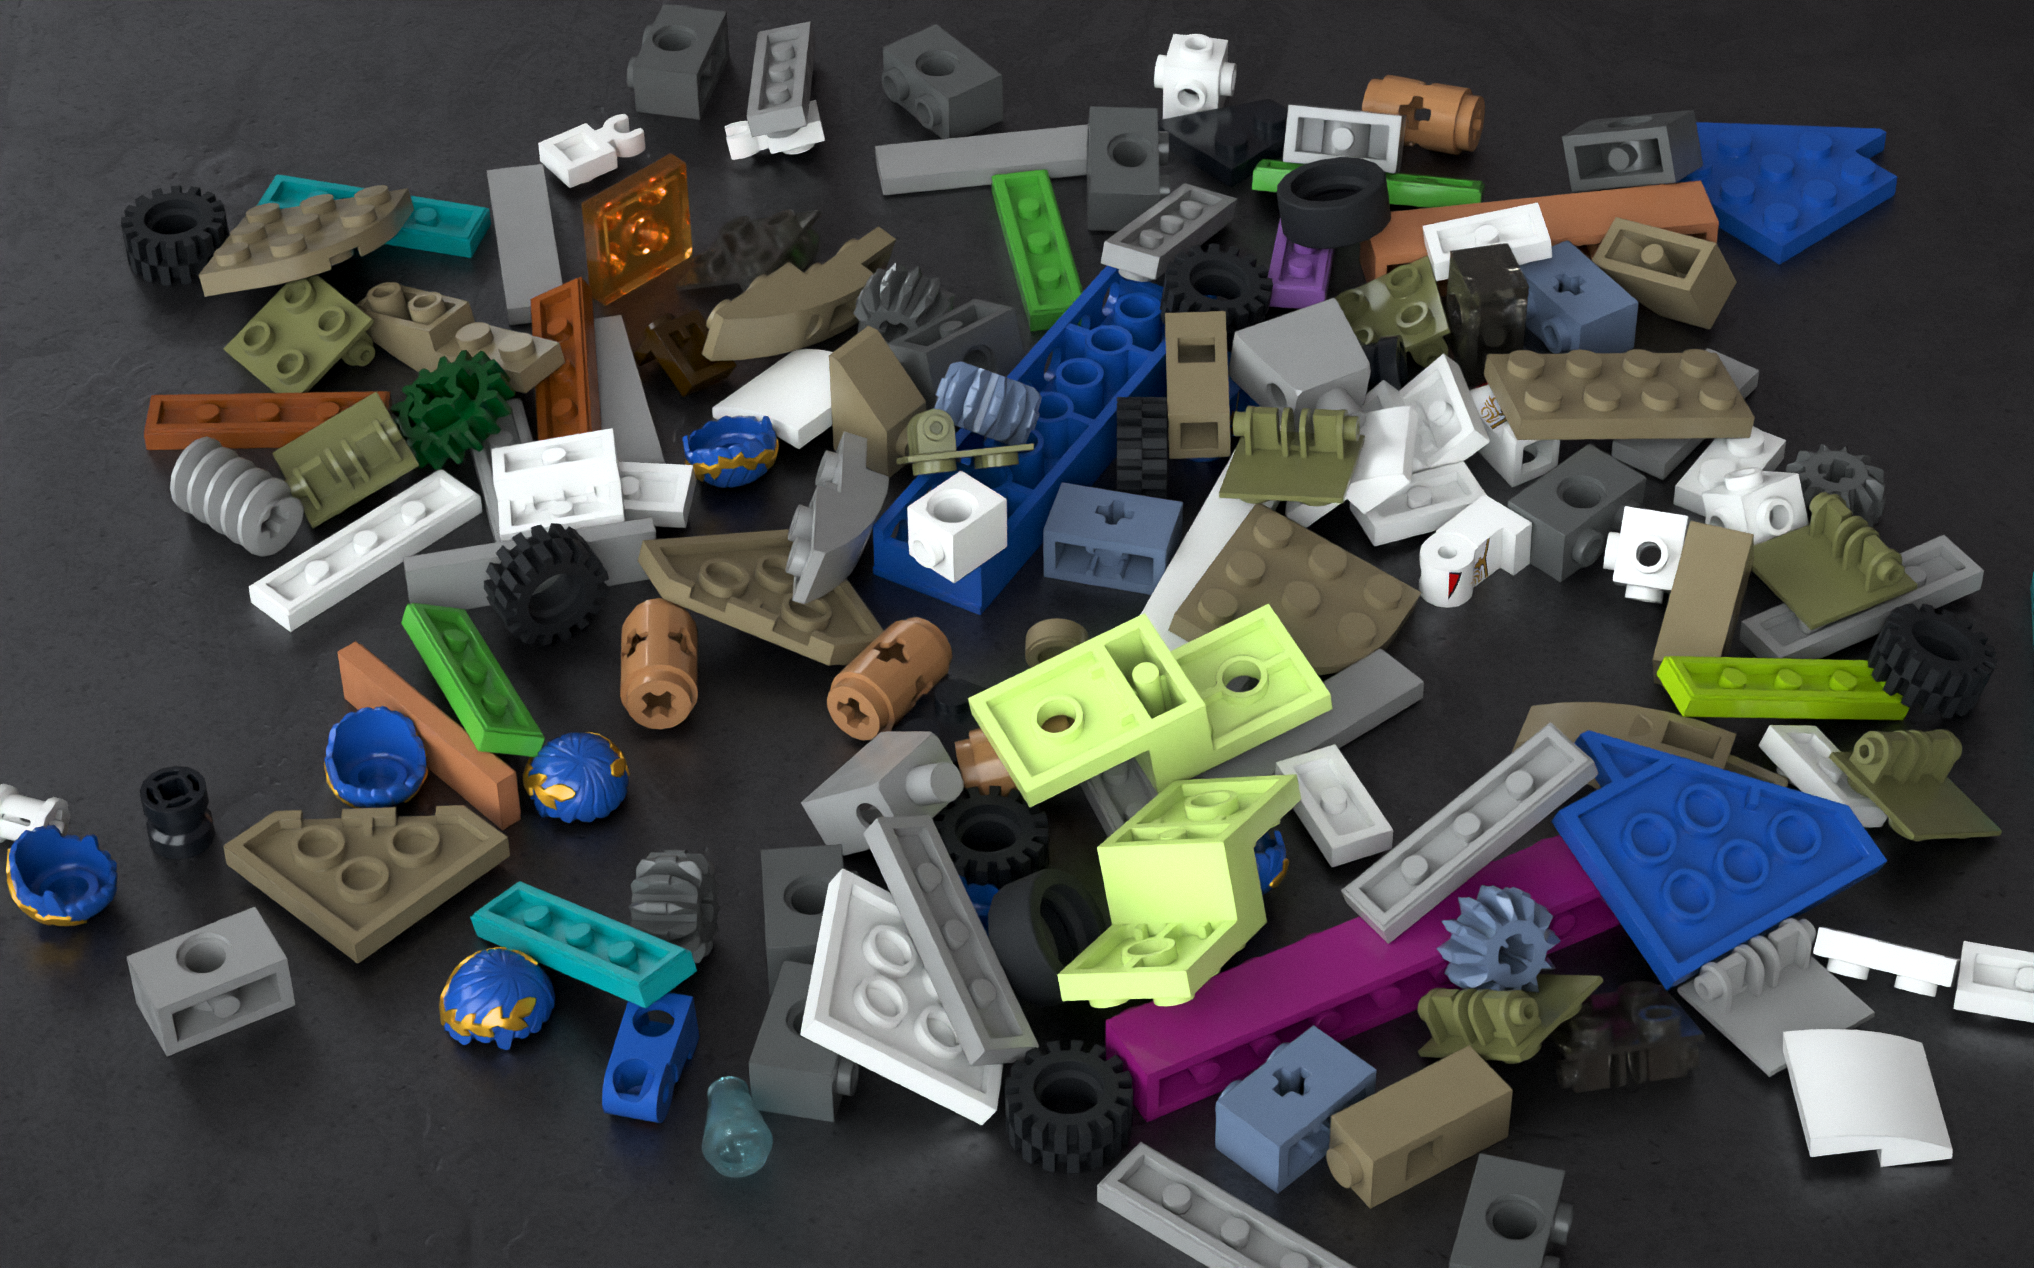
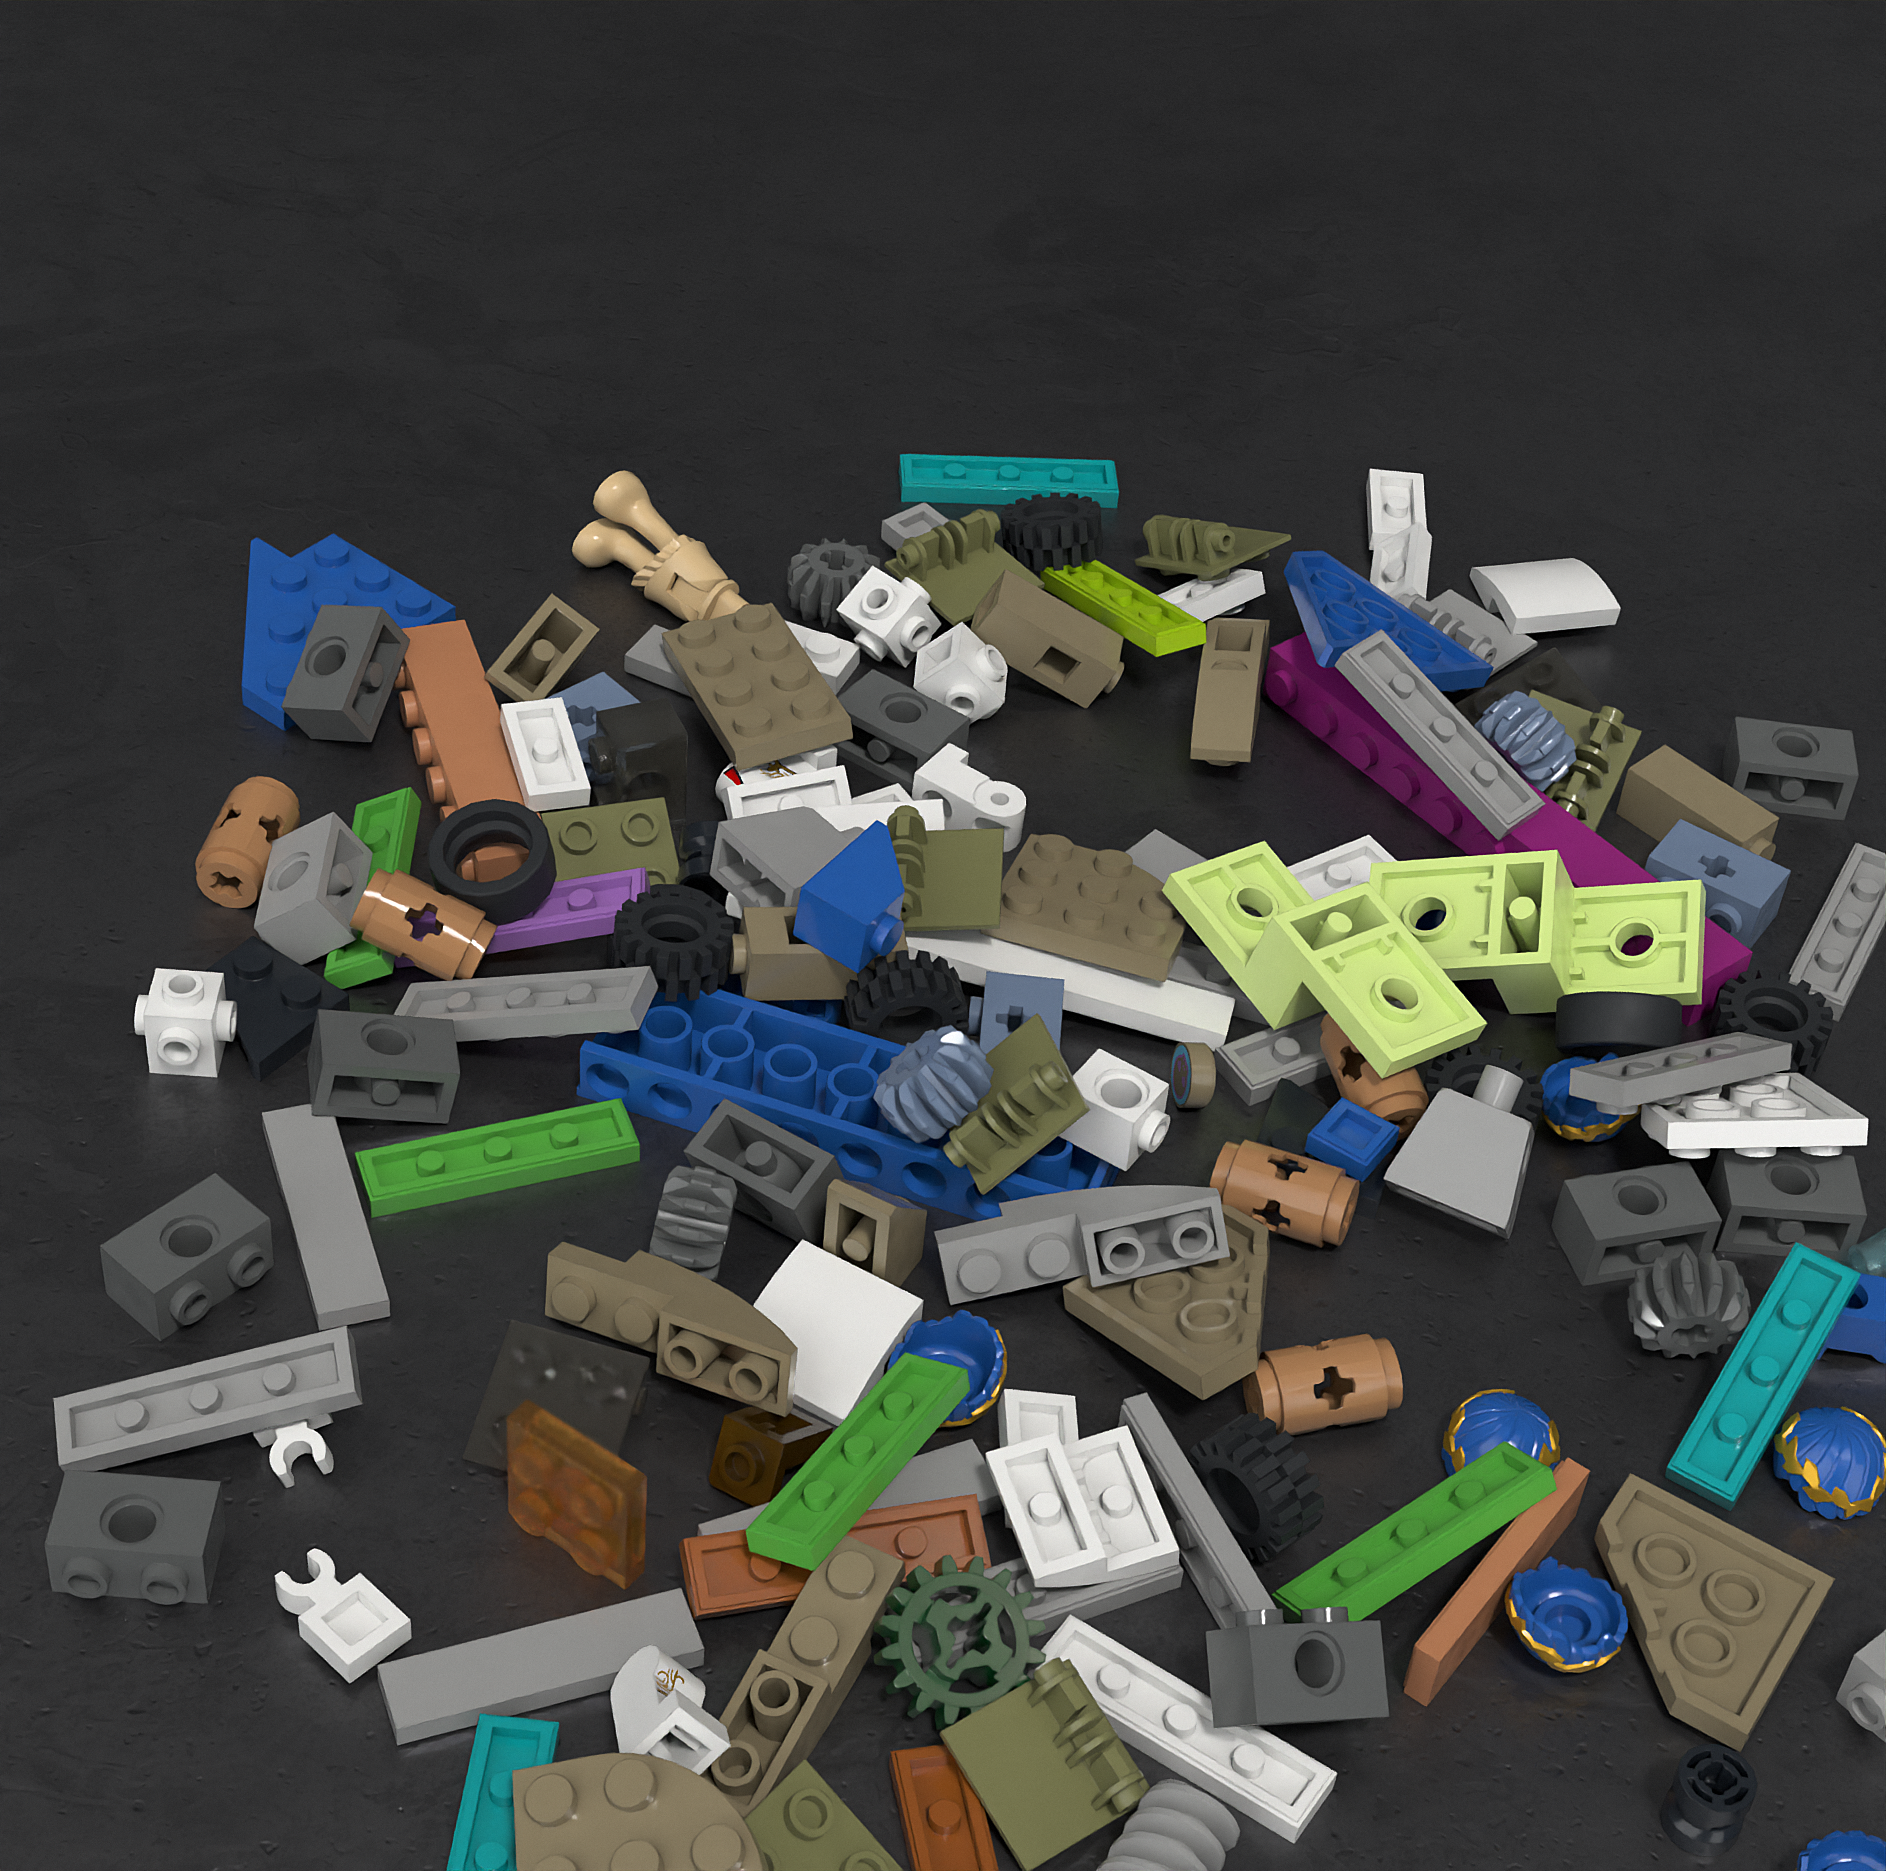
camera: 105 degrees left, 0 degrees up
(353, 569) = (1257, 1678): none -> dark grey brick
(438, 266) = (661, 1712): none -> white leg
(627, 363) = (857, 1461): none -> bright green tile
(937, 712) = (1352, 1139): none -> blue tile
(1207, 358) = (854, 902): none -> blue slope
(1269, 153) = (395, 898): none -> medium nougat piece
(1834, 375) = (677, 577): none -> tan piece

